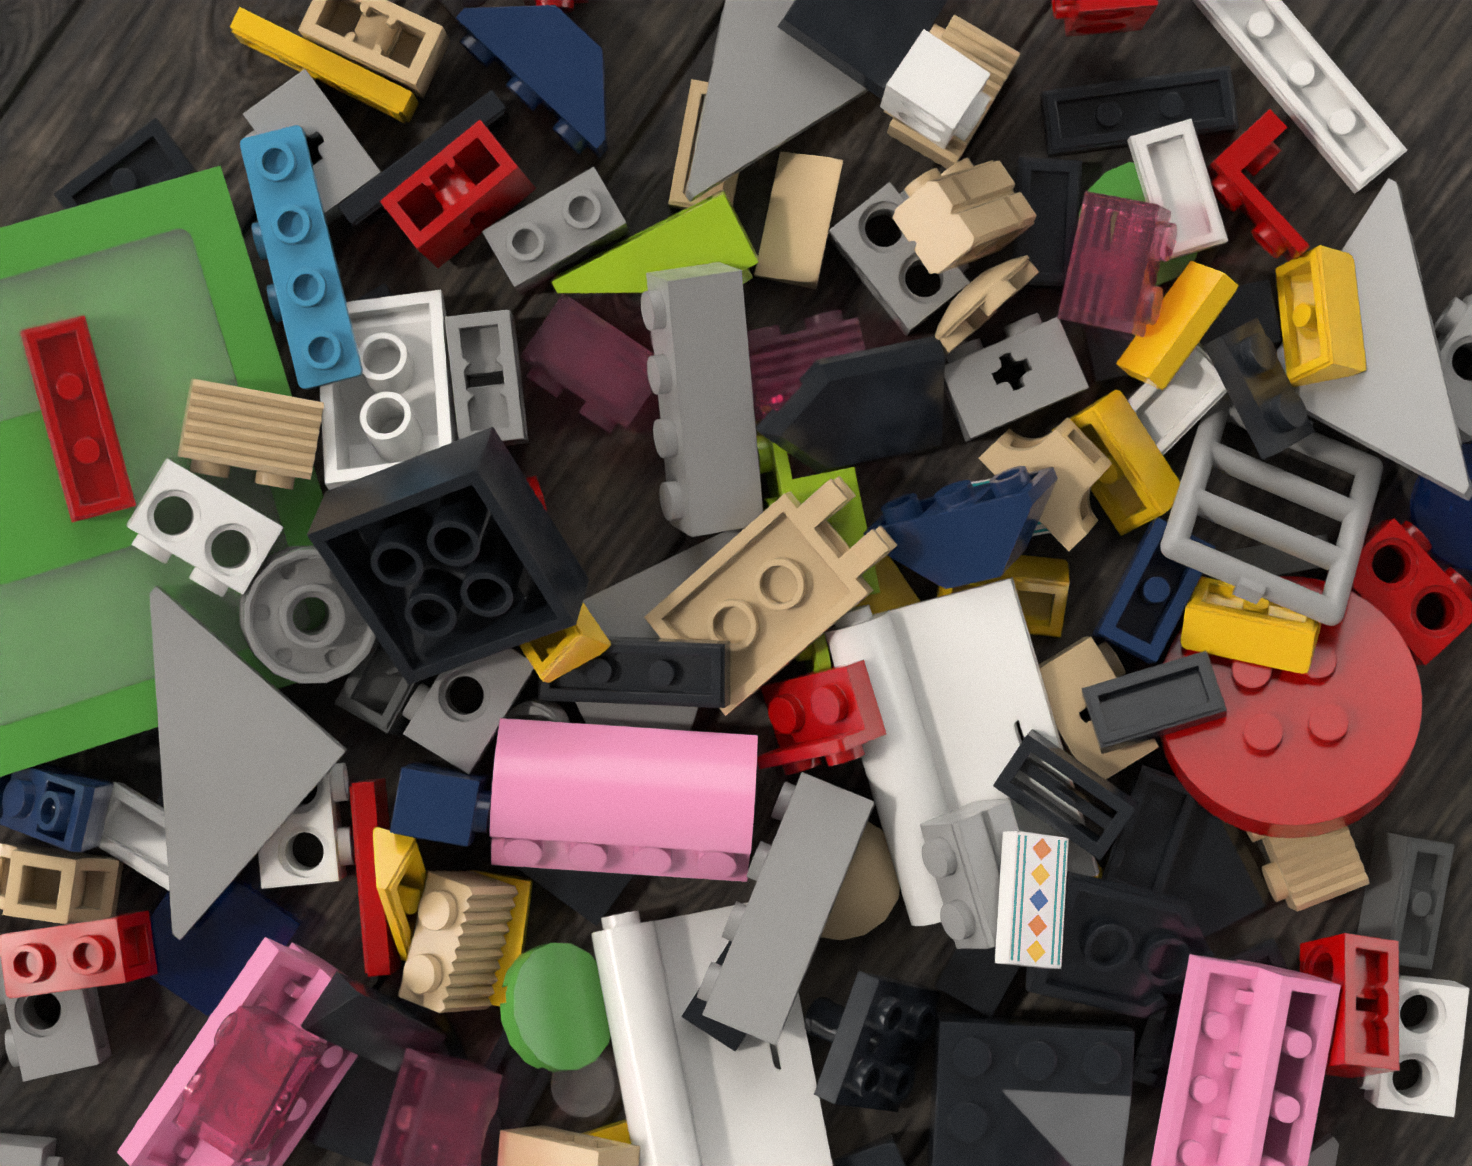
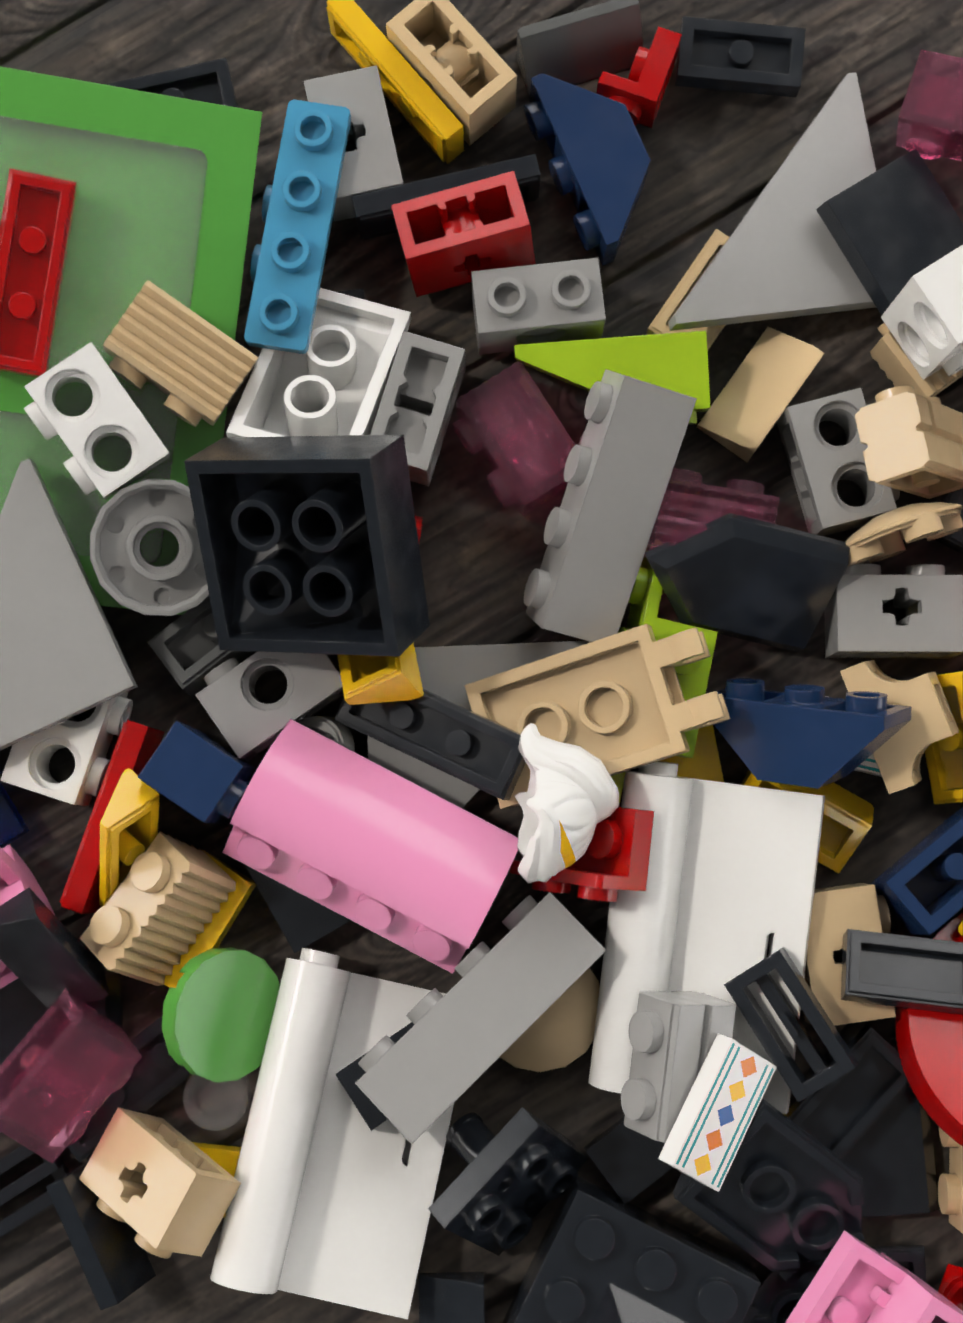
camera: 25 degrees right, 5 degrees down
(779, 691) = (563, 804): none -> white hair

